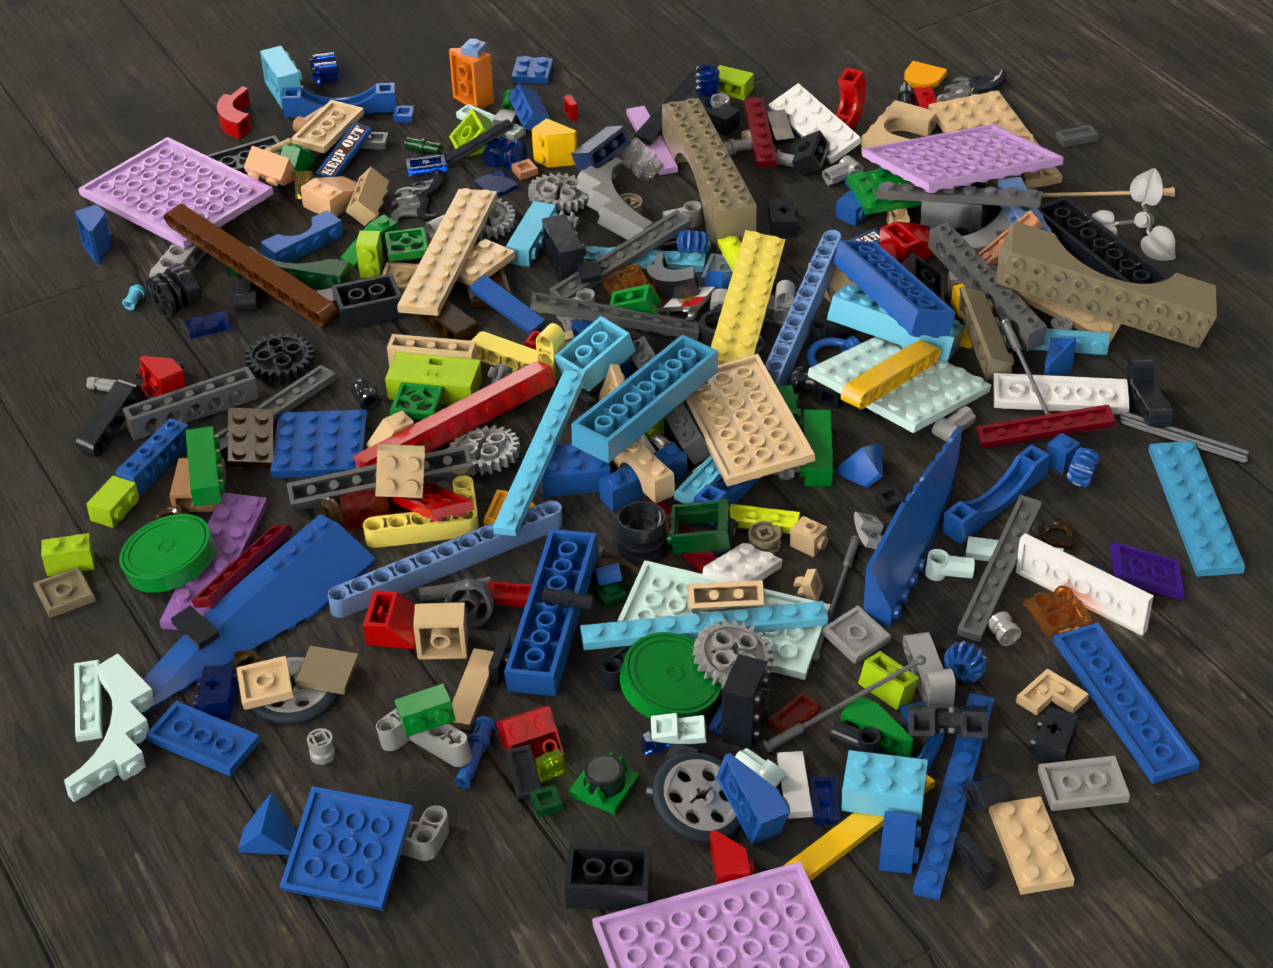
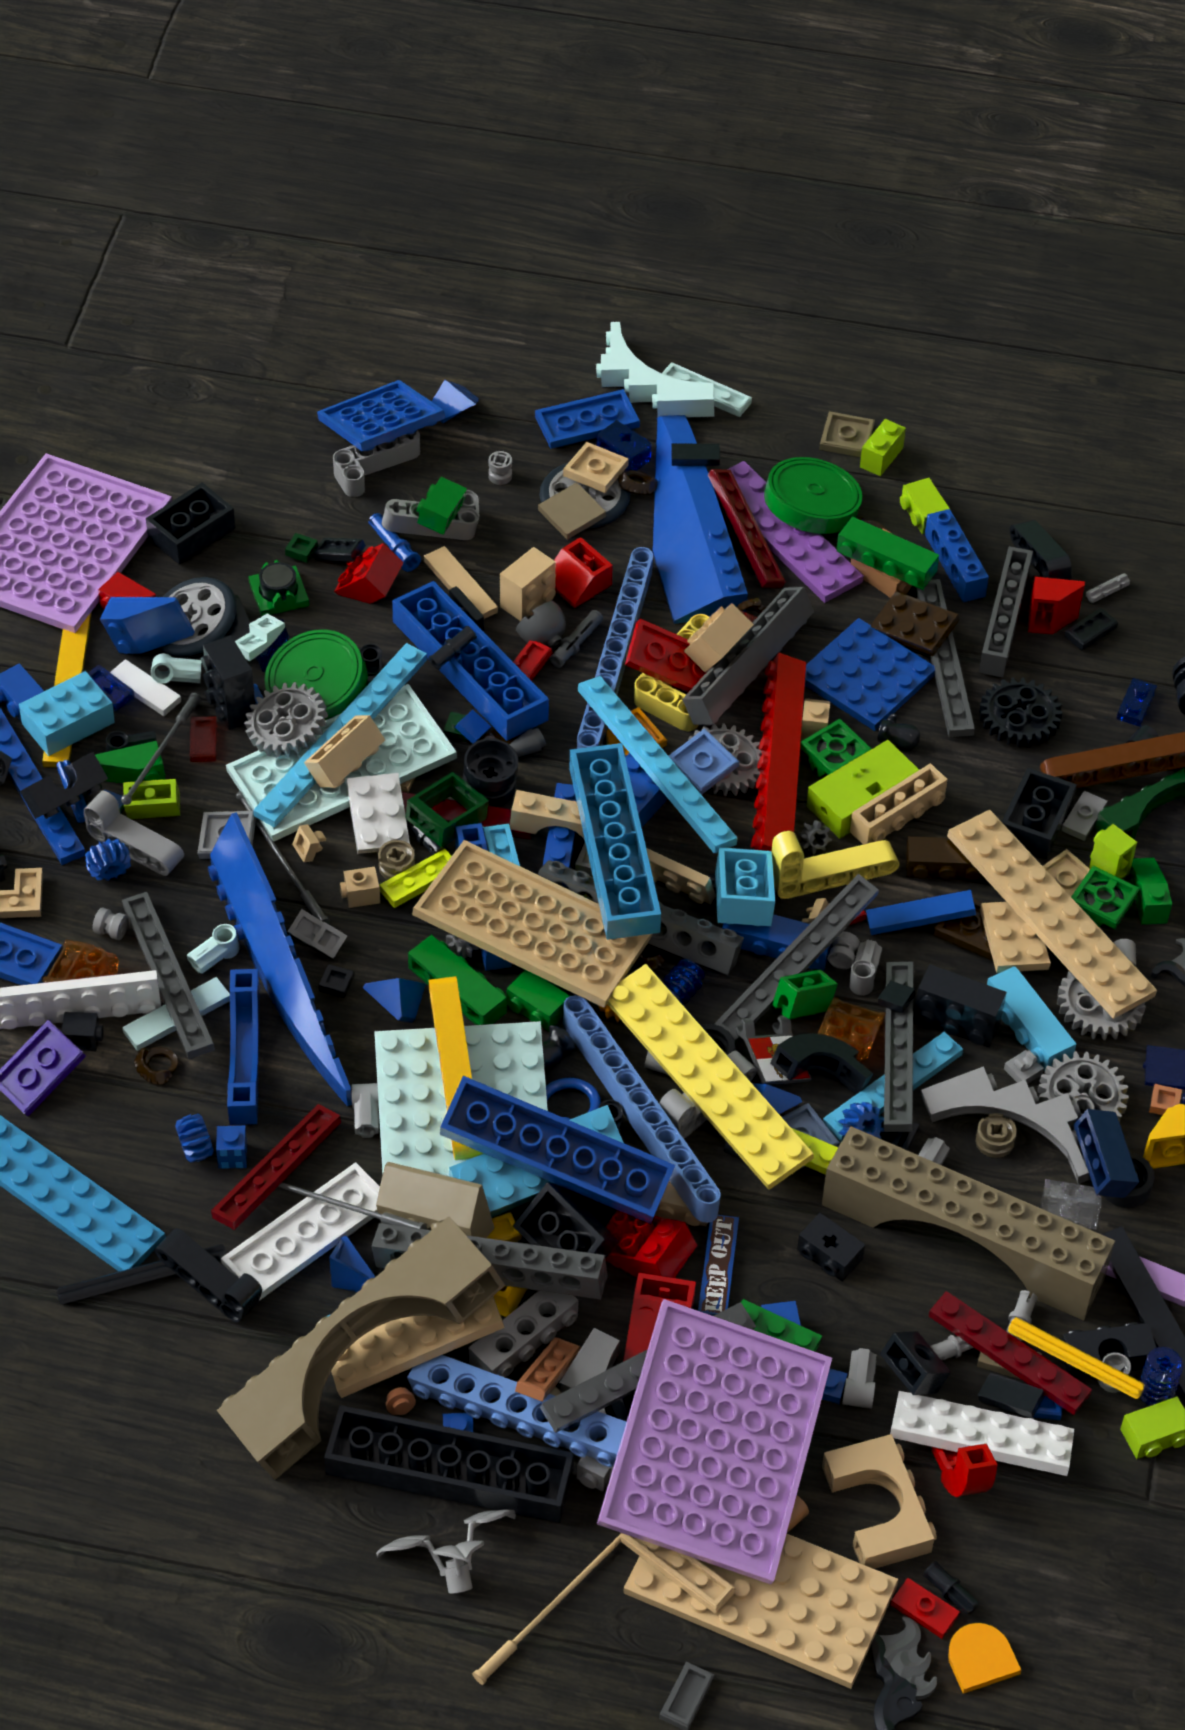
camera: 130 degrees right, 10 degrees up
(507, 441) = (704, 761): none -> medium blue tile
(550, 765) = (329, 568): clear neon green plate -> none
(737, 105) = (1076, 1358): none -> yellow axle

